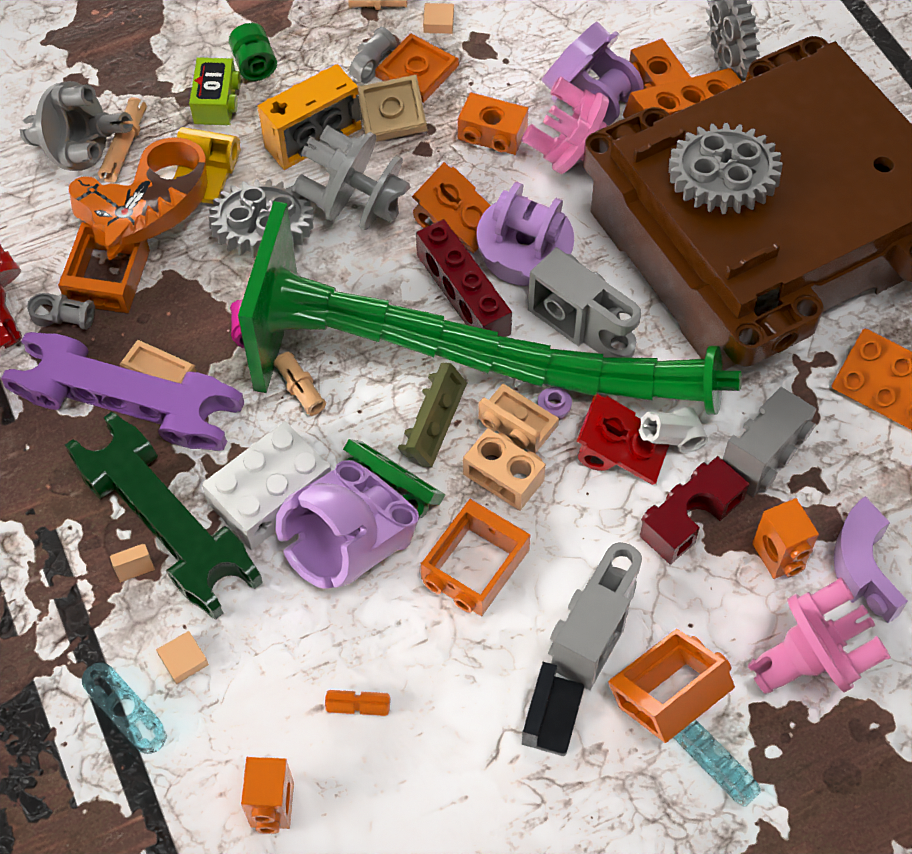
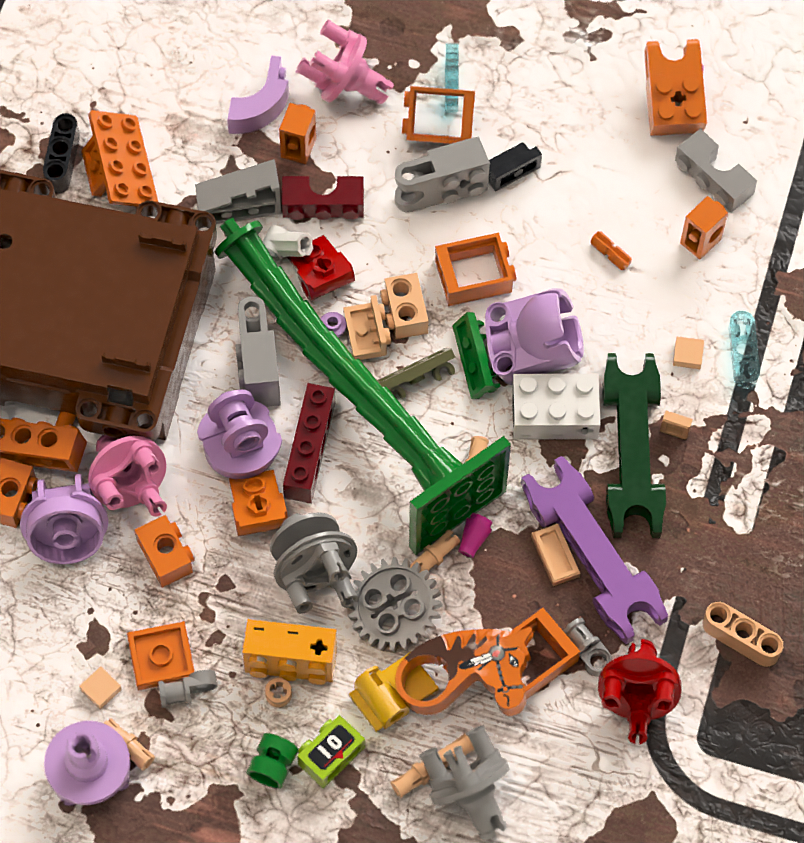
camera: 140 degrees left, 5 degrees up
(392, 108) = (216, 626): tan tile -> none
(725, 168) = (87, 315): light grey gear -> none

